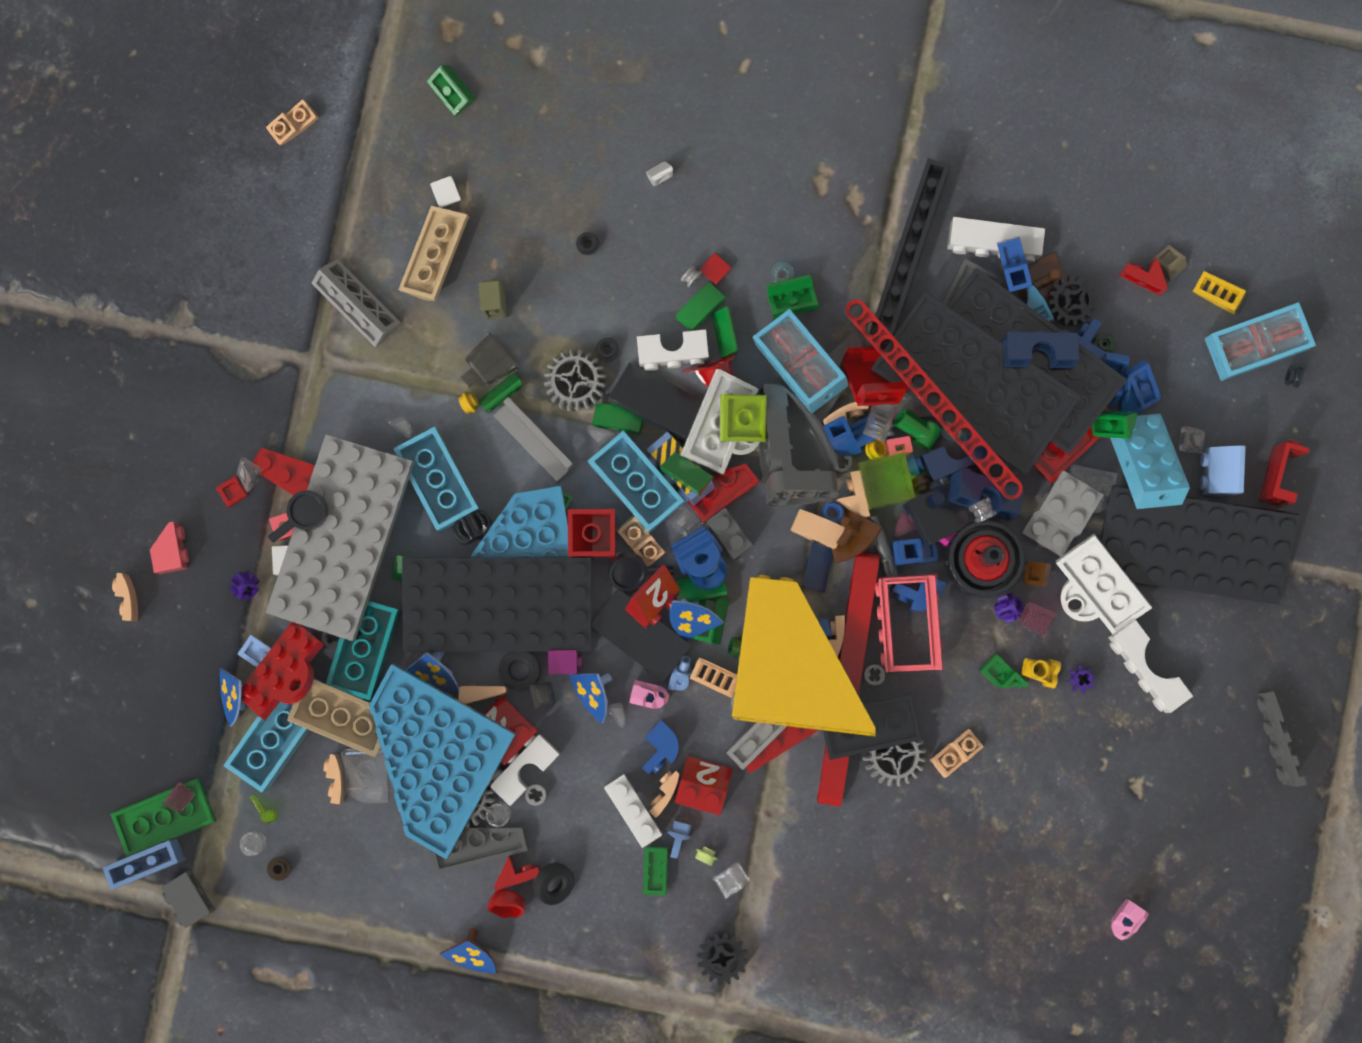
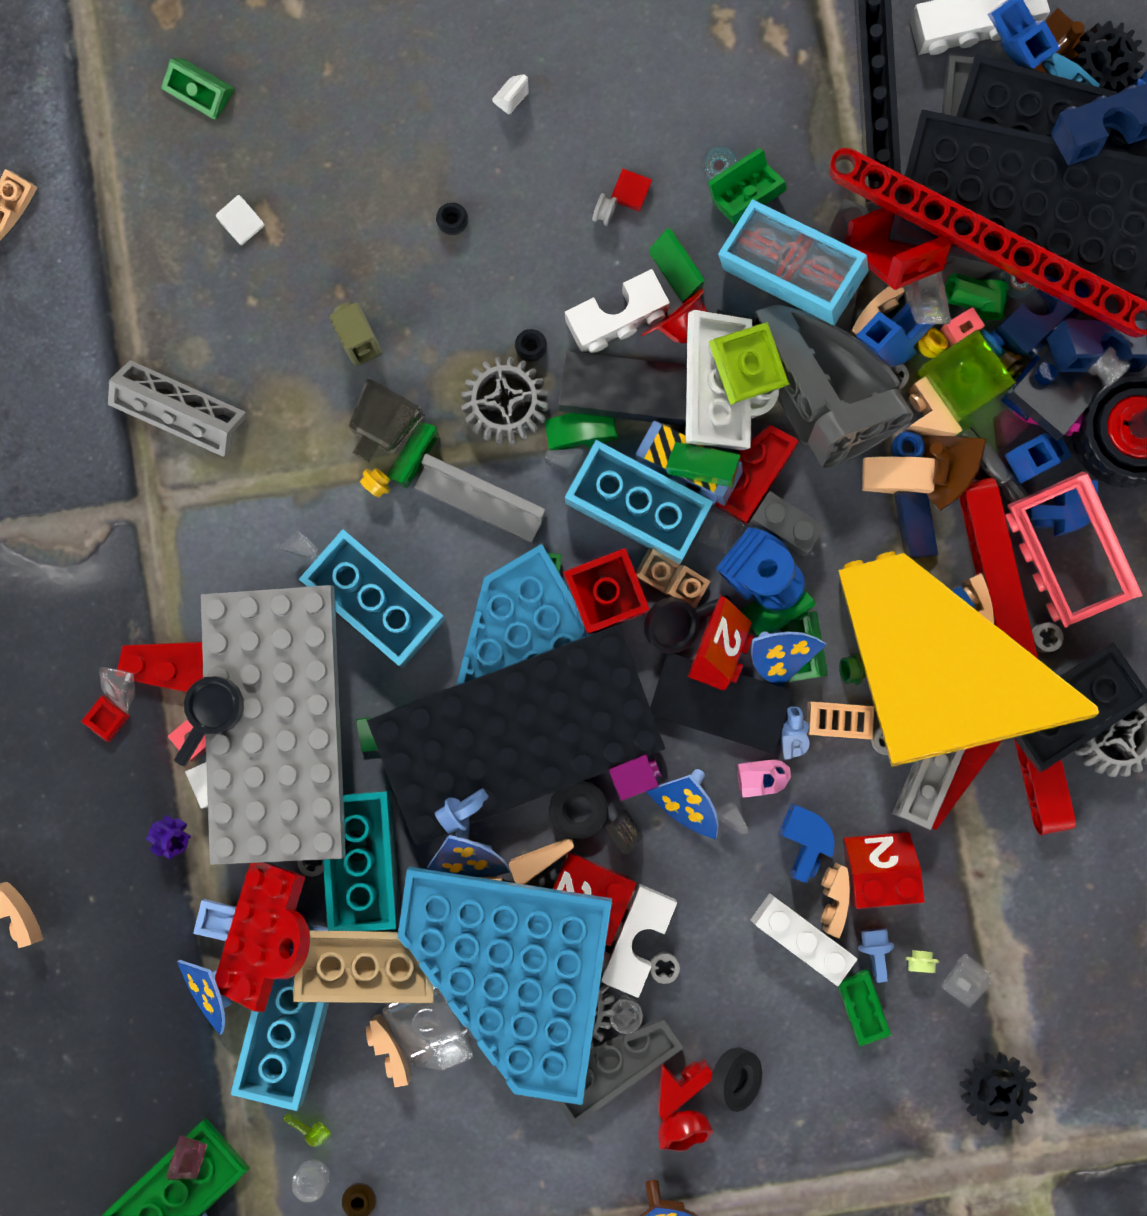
camera: 20 degrees left, 0 degrees up
(168, 550) = (48, 829): coral slope -> none
(433, 253) = (254, 305): tan slope -> none
(437, 640) = (457, 813): none -> medium blue piece
(472, 527) = (443, 644): black gear -> none
(700, 306) = (631, 244): green slope -> none

